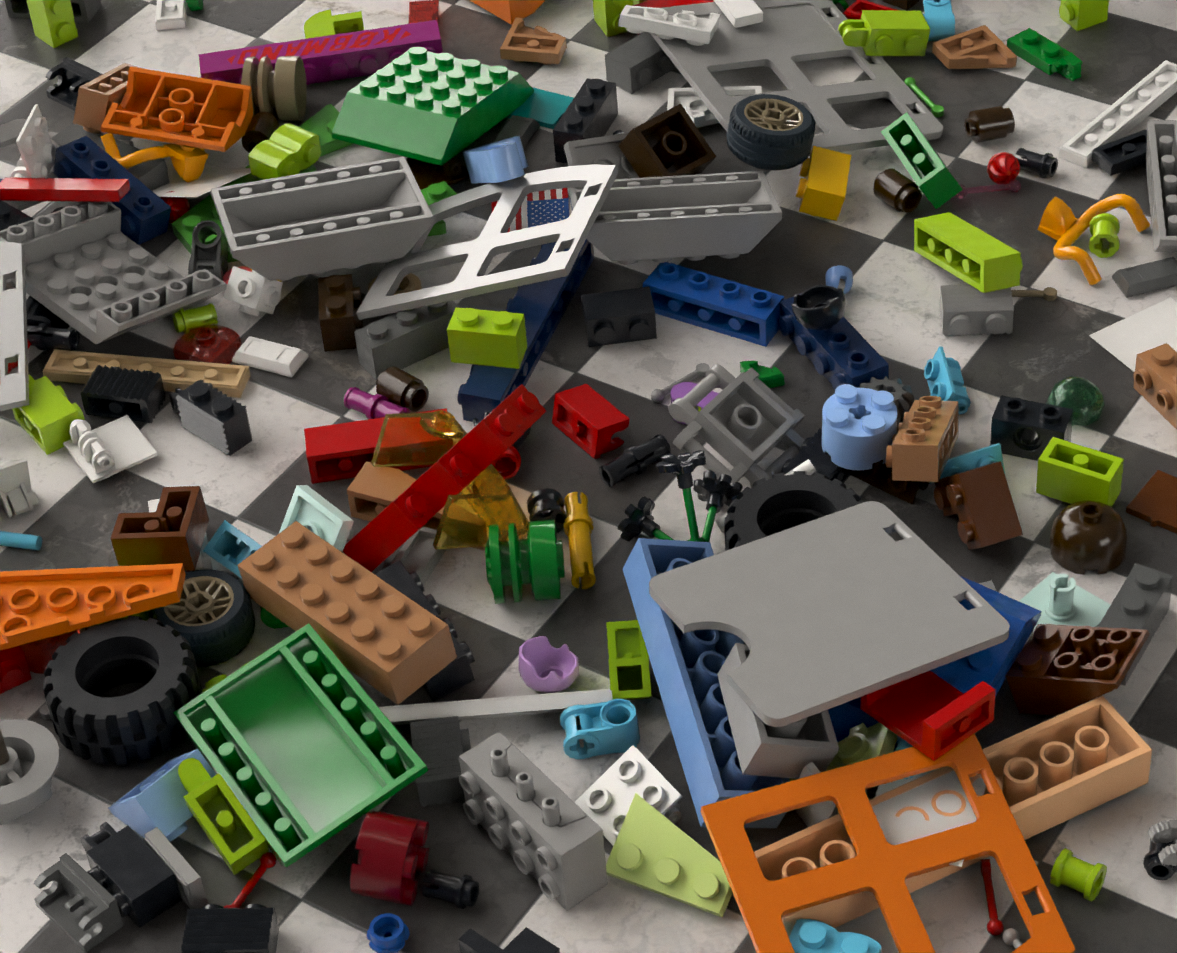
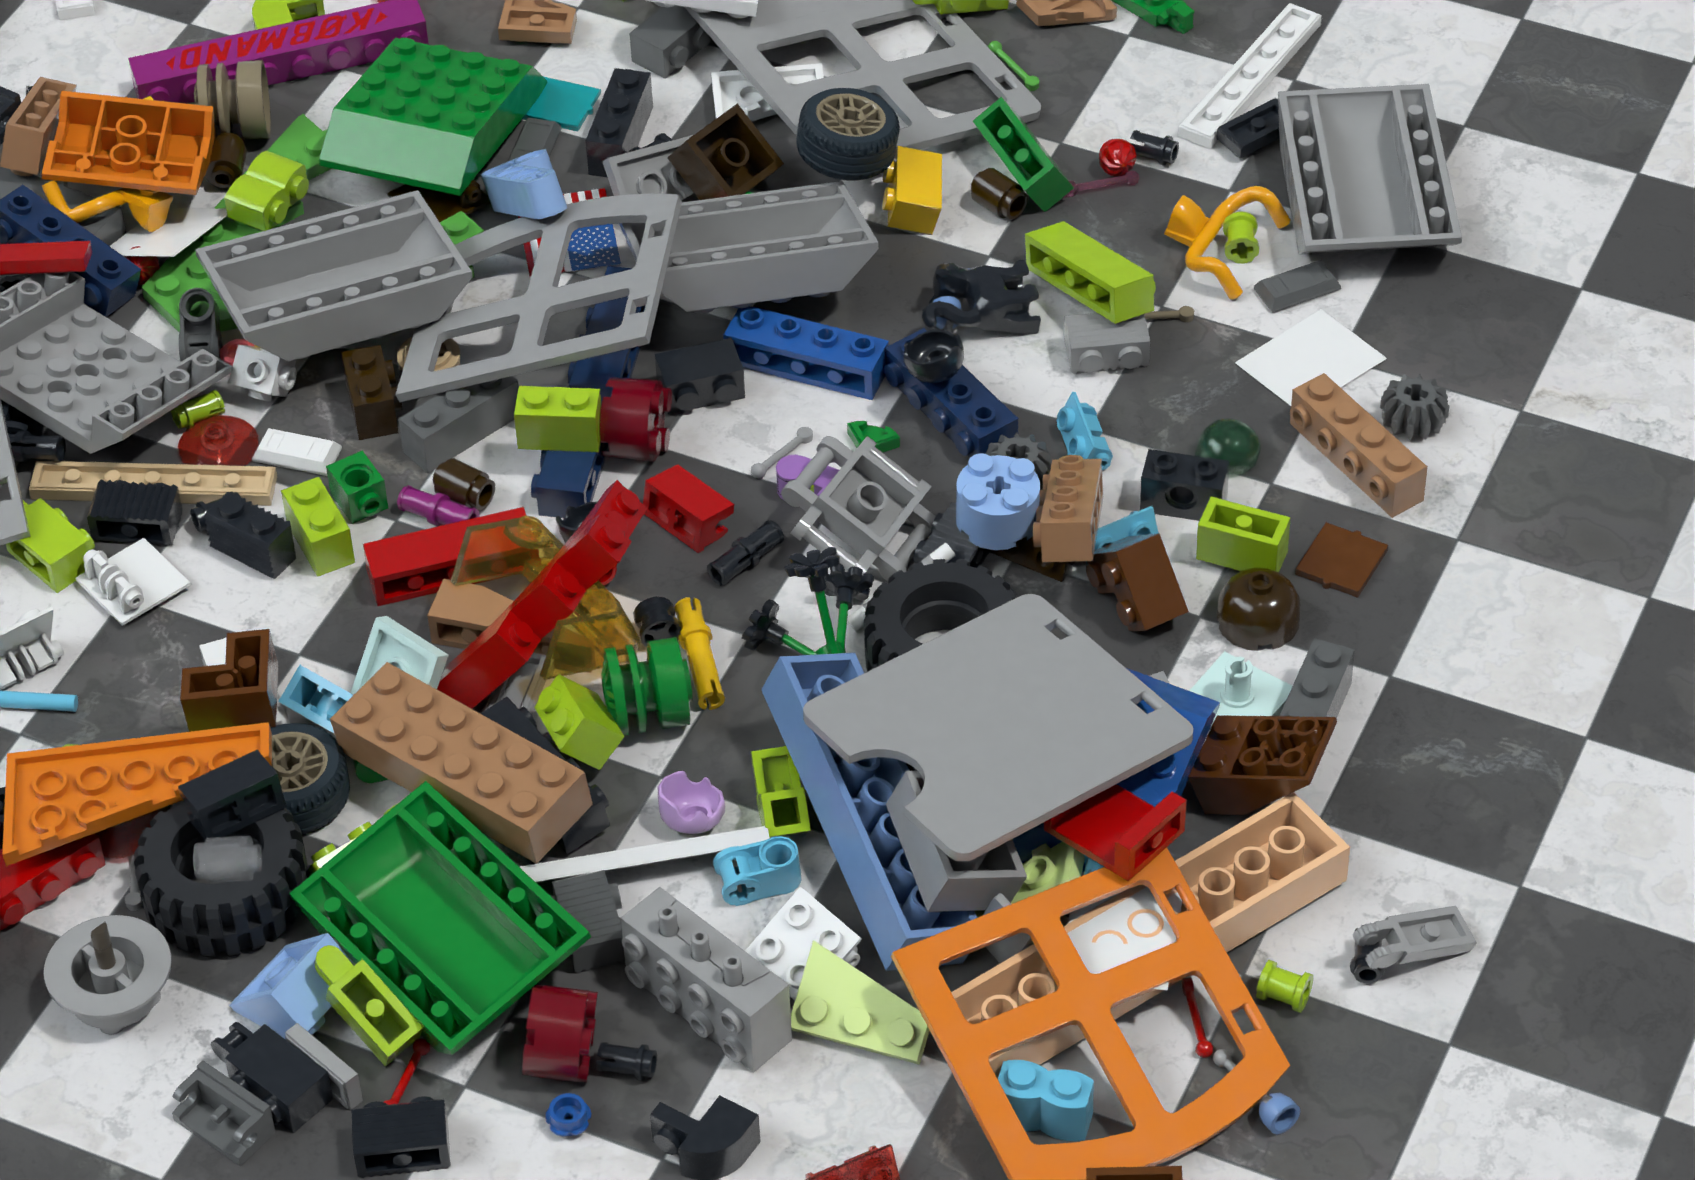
camera: 10 degrees left, 5 degrees up
(119, 676) = (227, 859): none -> clear brick
(137, 623) = (233, 796): none -> black hinge
(272, 414) = (318, 526): none -> lime brick
(312, 385) = (357, 487): none -> green brick
(459, 587) = (578, 721): none -> lime brick
(555, 345) = (635, 419): none -> dark red brick
(882, 269) = (993, 295): none -> black animal
(989, 124) = (1095, 99): dark brown brick -> none

